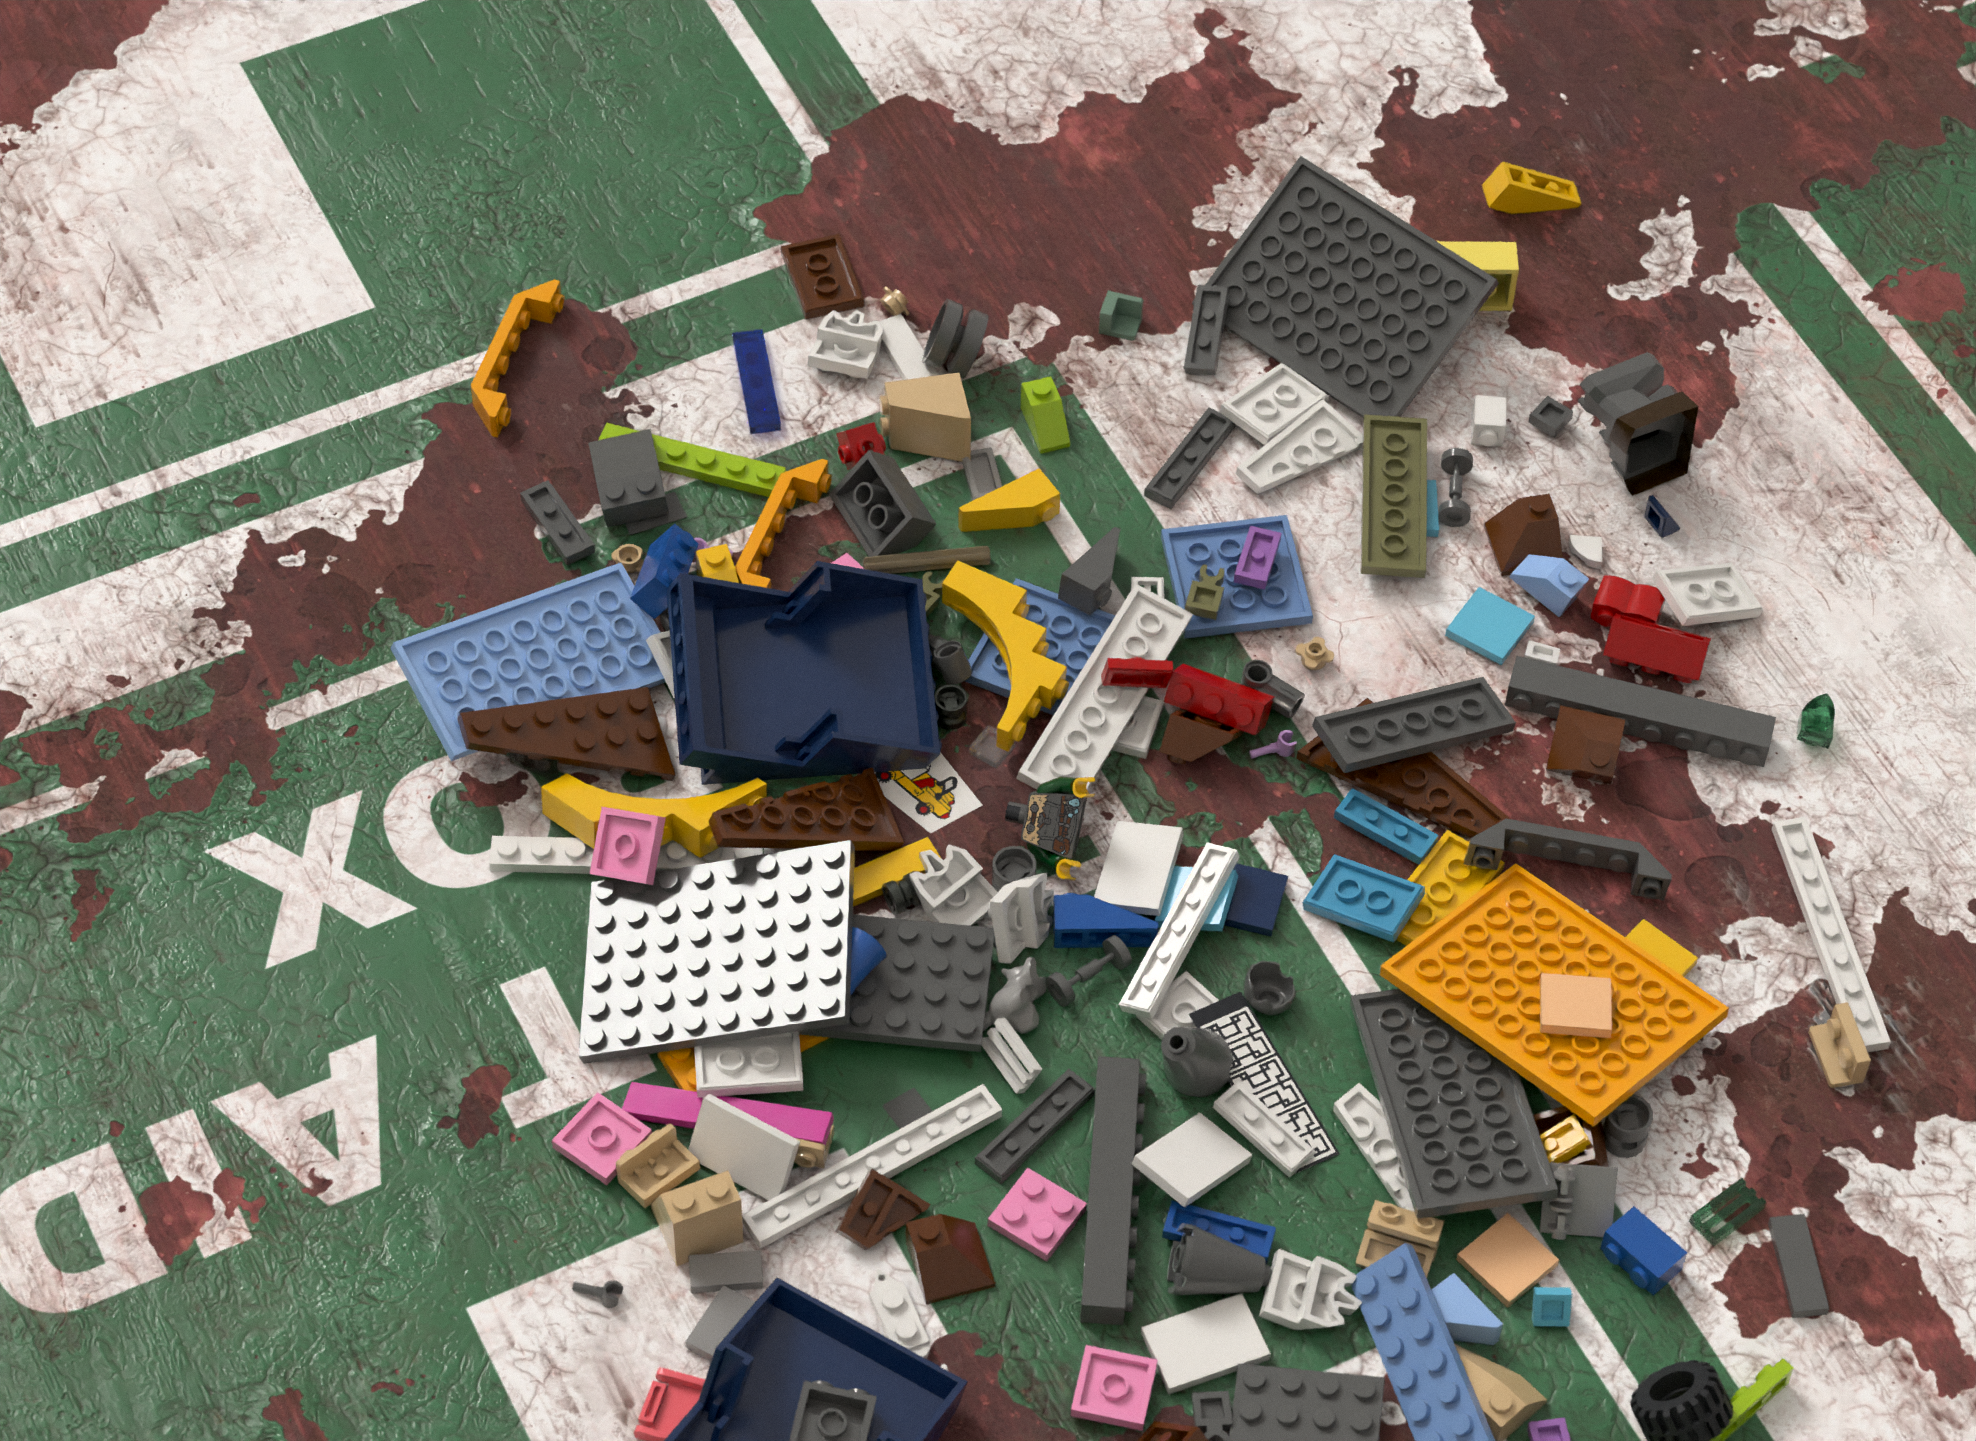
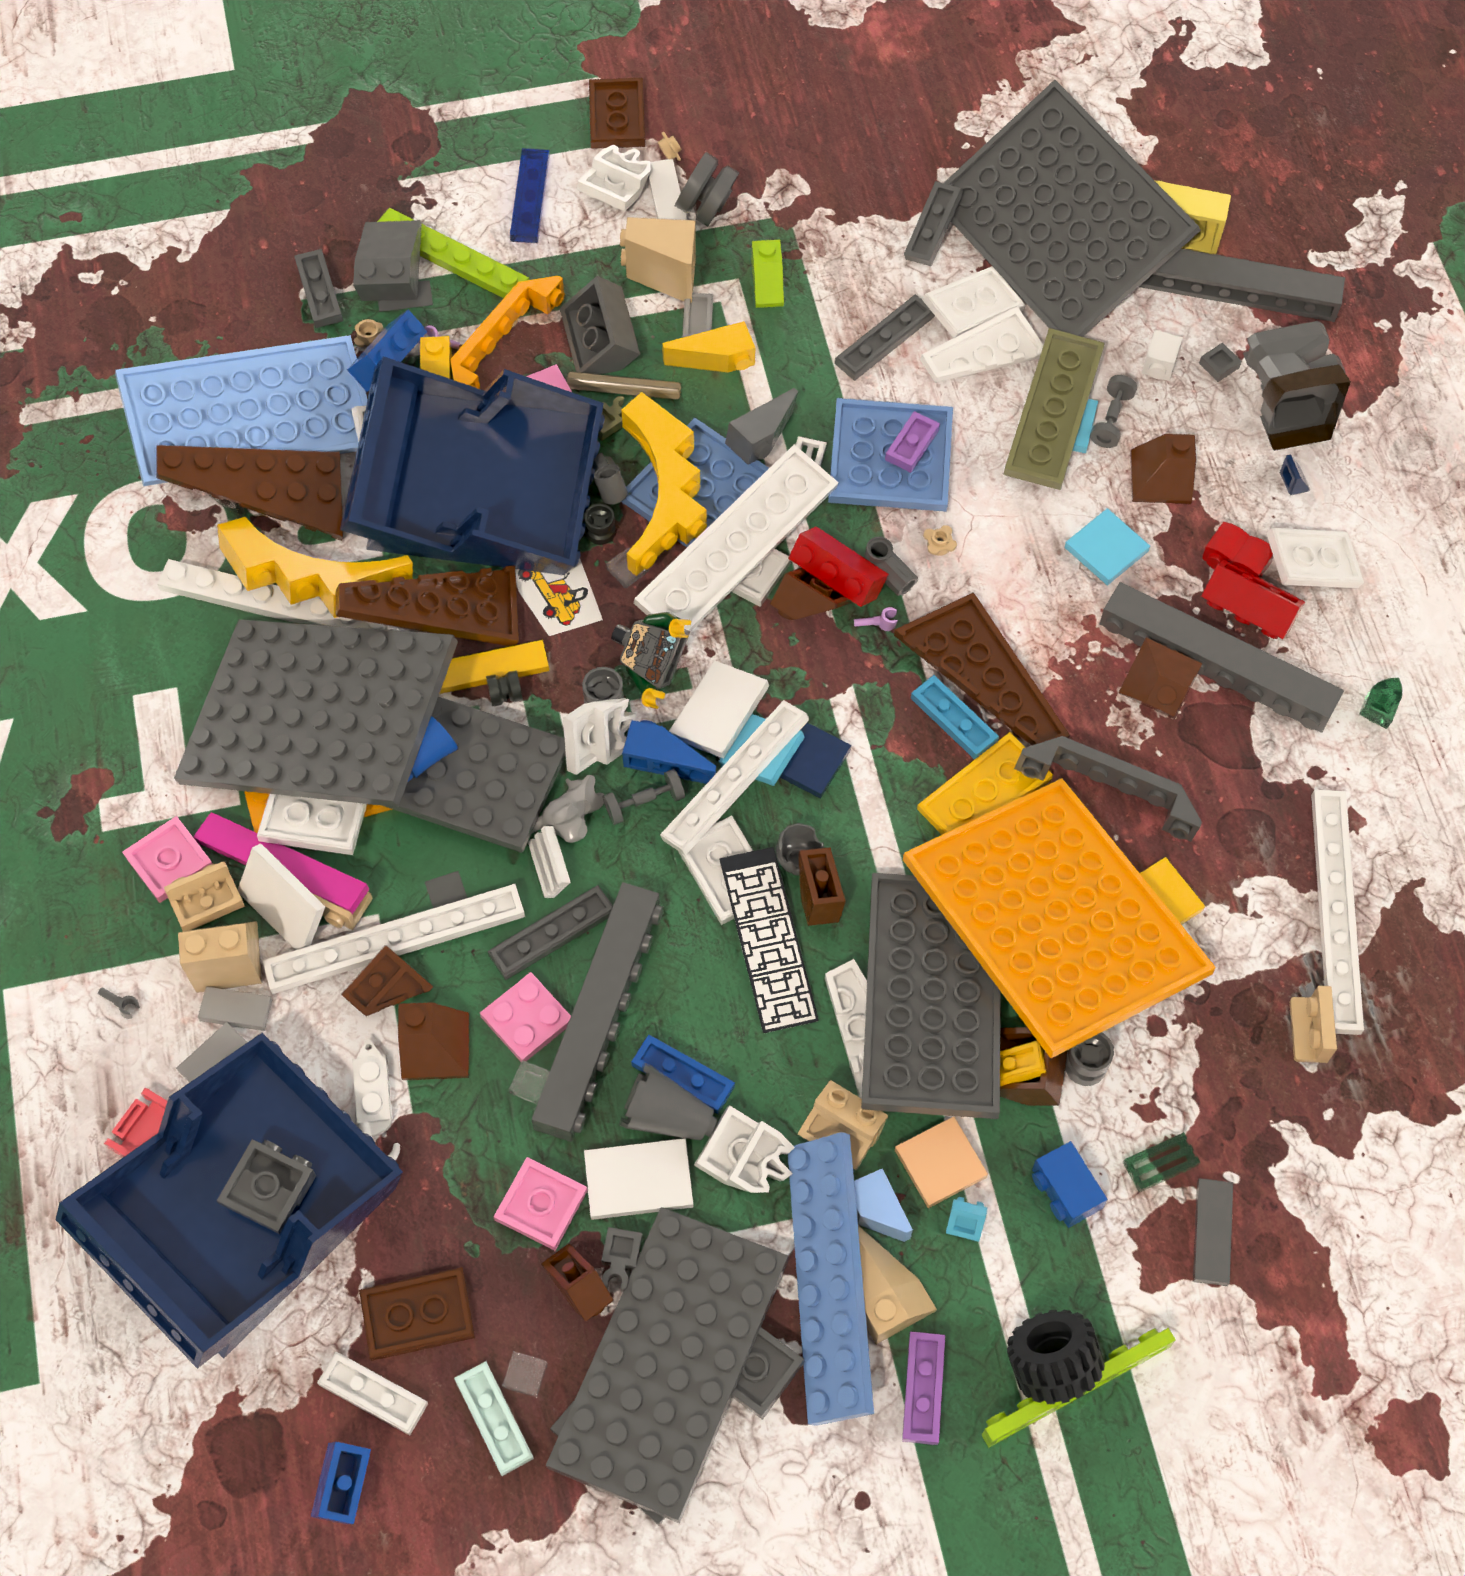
camera: 15 degrees right, 10 degrees up
(535, 303) = (365, 90): light orange slope -> none
(627, 845) = (268, 595): bright pink plate -> none
(857, 441) = (599, 260): red brick -> none
(952, 887) = (544, 693): white plate -> none
(1063, 1275) = (529, 1082): none -> clear tile
(1121, 315) = (862, 196): sand green panel -> none
(1137, 672) = (767, 528): red plate -> none
(1192, 1159) = (677, 999): white tile -> none
(1196, 1060) = (709, 904): dark grey cone -> none
(1206, 595) = (855, 468): olive plate -> none
(1263, 1129) = (754, 983): white tile -> none
(1303, 1019) = (820, 887): none -> reddish brown slope
(1364, 898) = (913, 781): dark azure tile -> none
(1413, 724) = (1005, 627): dark grey plate -> none
(1527, 191) = (1260, 150): yellow slope -> none
(1542, 652) = (1145, 583): white plate -> none
(1550, 581) = (1173, 517): light blue slope -> none
(1560, 331) = (1250, 284): none -> dark grey brick
(1575, 1005) = (1070, 934): light nougat tile -> none
(1582, 1202) = (1024, 1122): light grey hinge -> none
(1588, 549) = (1217, 492): white tile -> none

